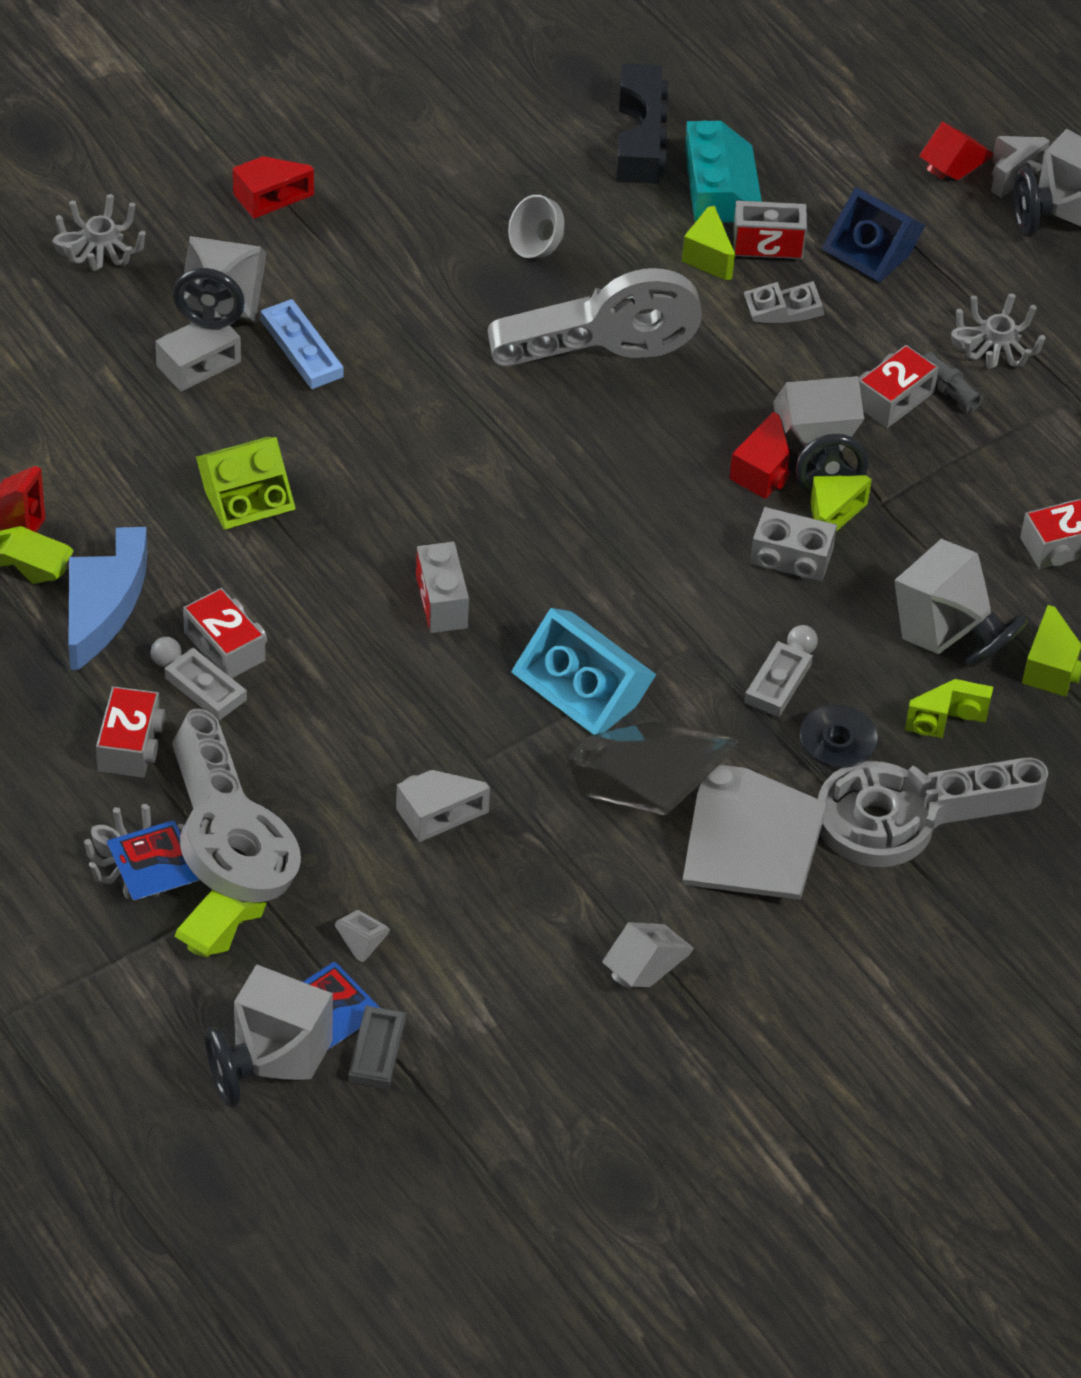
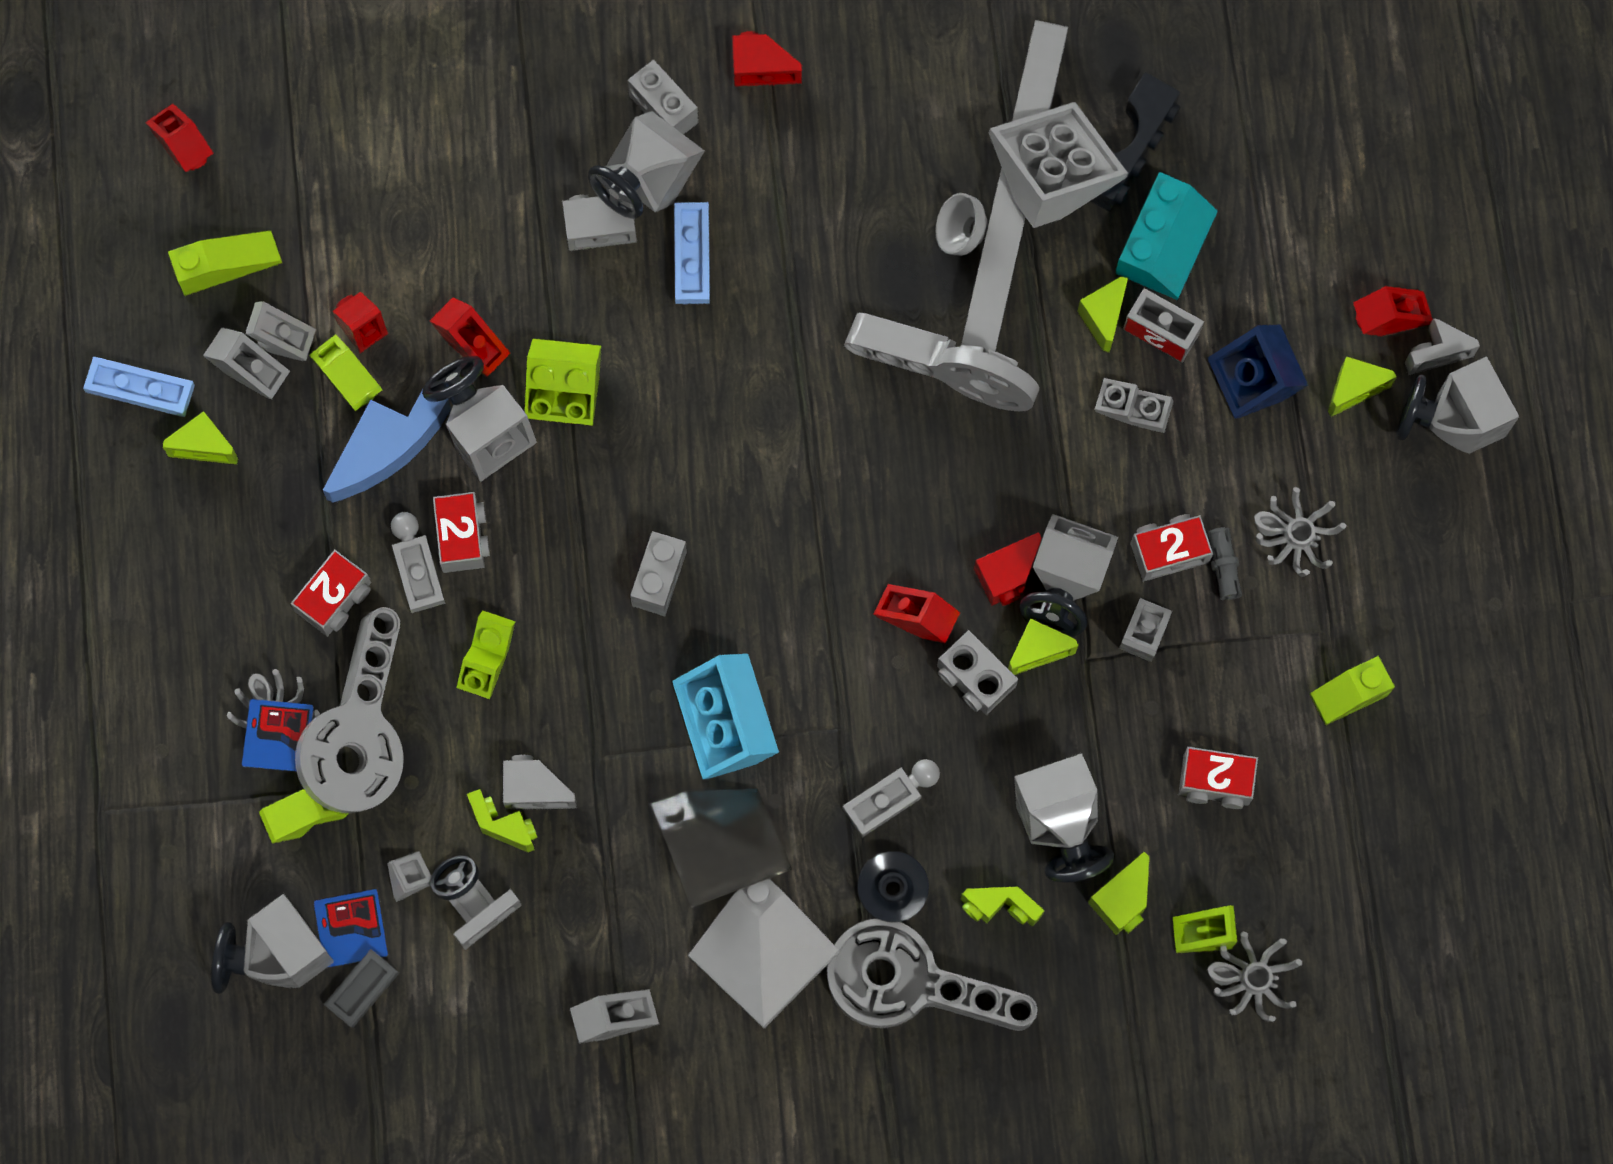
camera: 30 degrees right, 25 degrees up
(98, 234) = (586, 50): light grey animal -> none
(130, 480) = (469, 334): none -> red slope
(180, 225) = (659, 93): none -> light grey brick
(198, 533) = (483, 422): none -> light grey piece
(316, 720) = (486, 655): none -> lime slope
(436, 849) = (509, 829): none -> lime slope
(439, 927) = (472, 900): none -> light grey piece
(558, 175) = (1006, 218): none -> light grey beam
(592, 148) = (1054, 162): none -> light grey slope
(705, 520) = (917, 612): none -> red slope
(922, 457) = (1145, 630): none -> light grey slope
(965, 211) = (1357, 383): none -> lime slope

